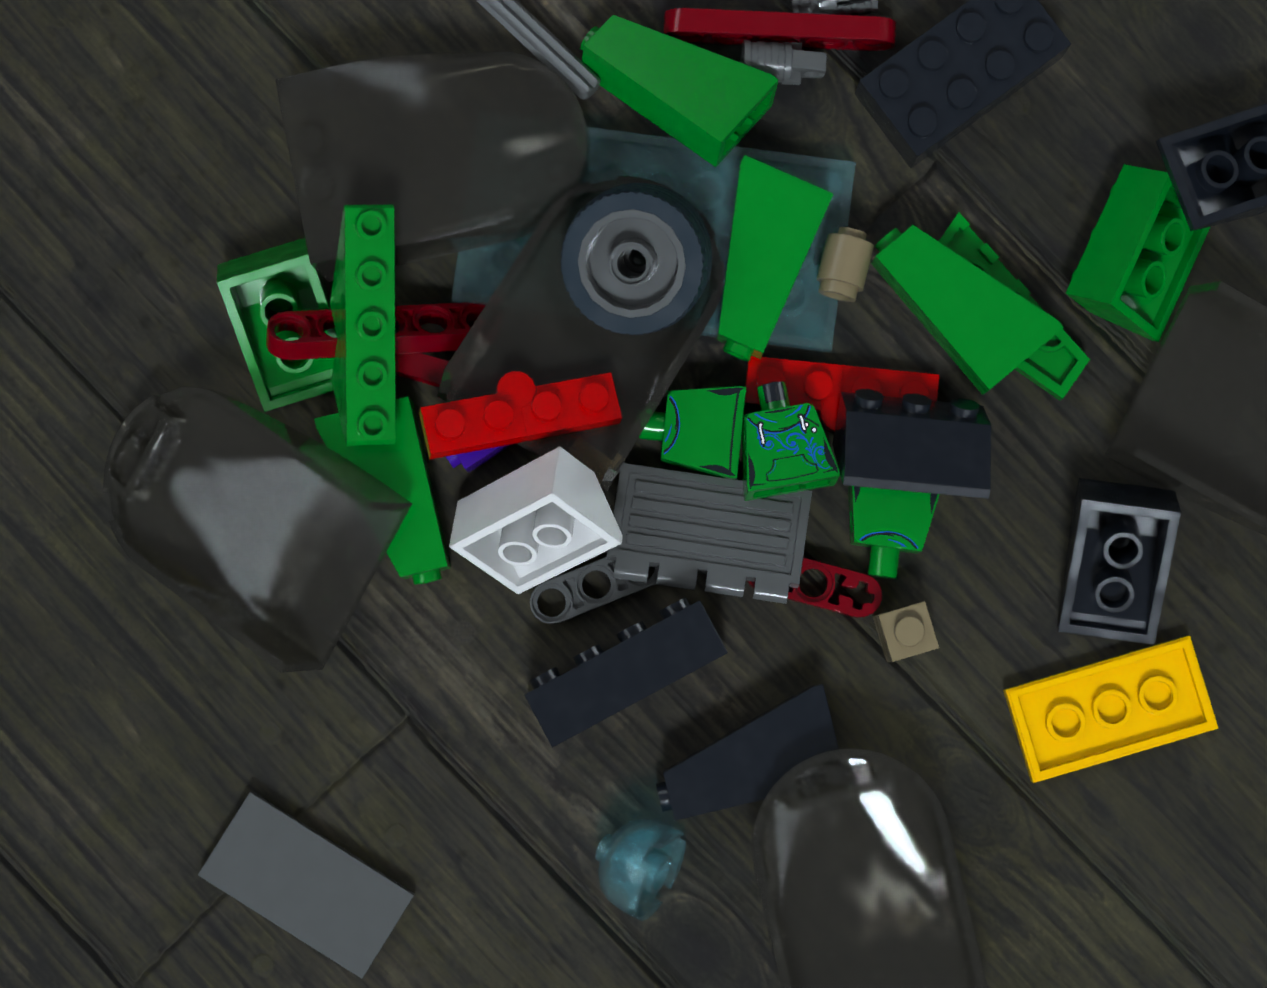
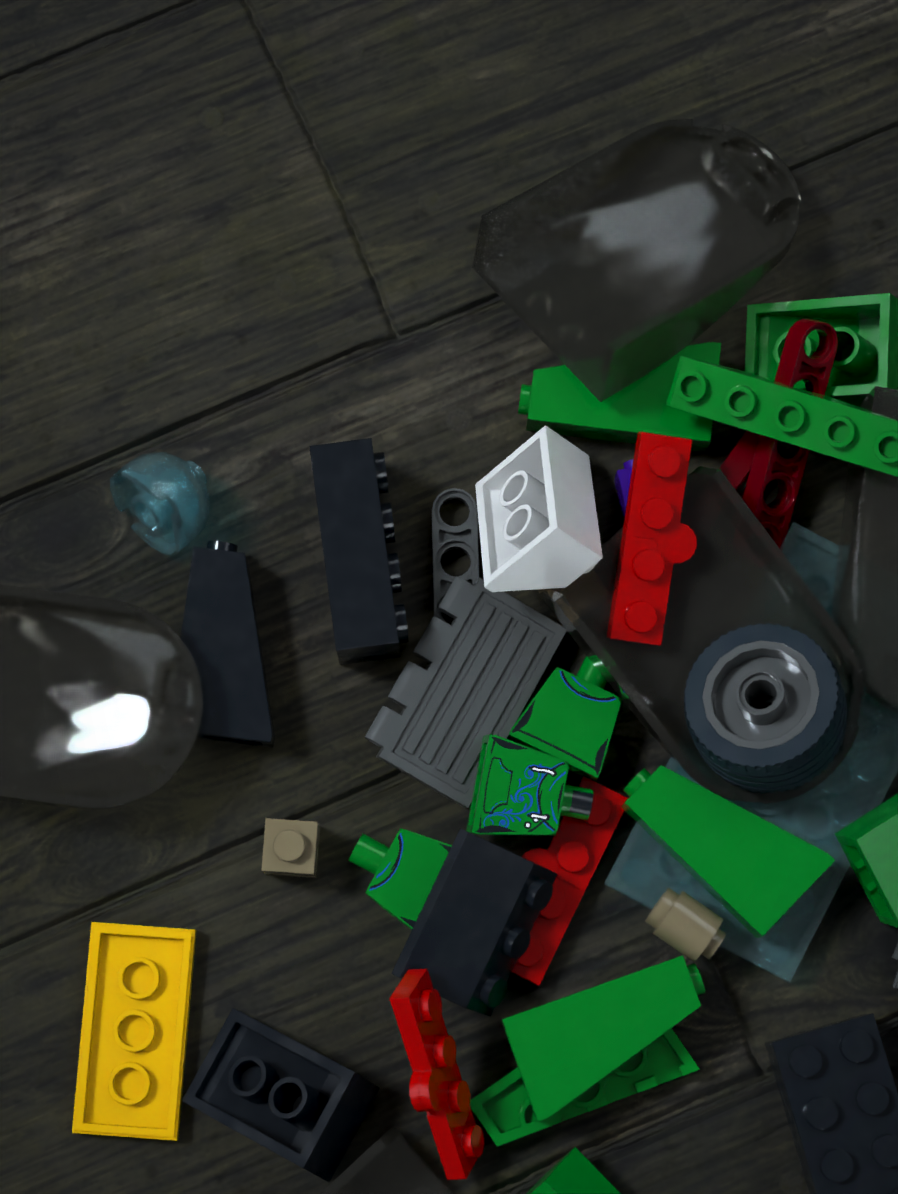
camera: 110 degrees right, 5 degrees down
(306, 884) = (271, 183): dark grey tile -> none
(844, 603) = (344, 801): dark red beam -> none
(1064, 425) = (436, 1079): none -> red hinge

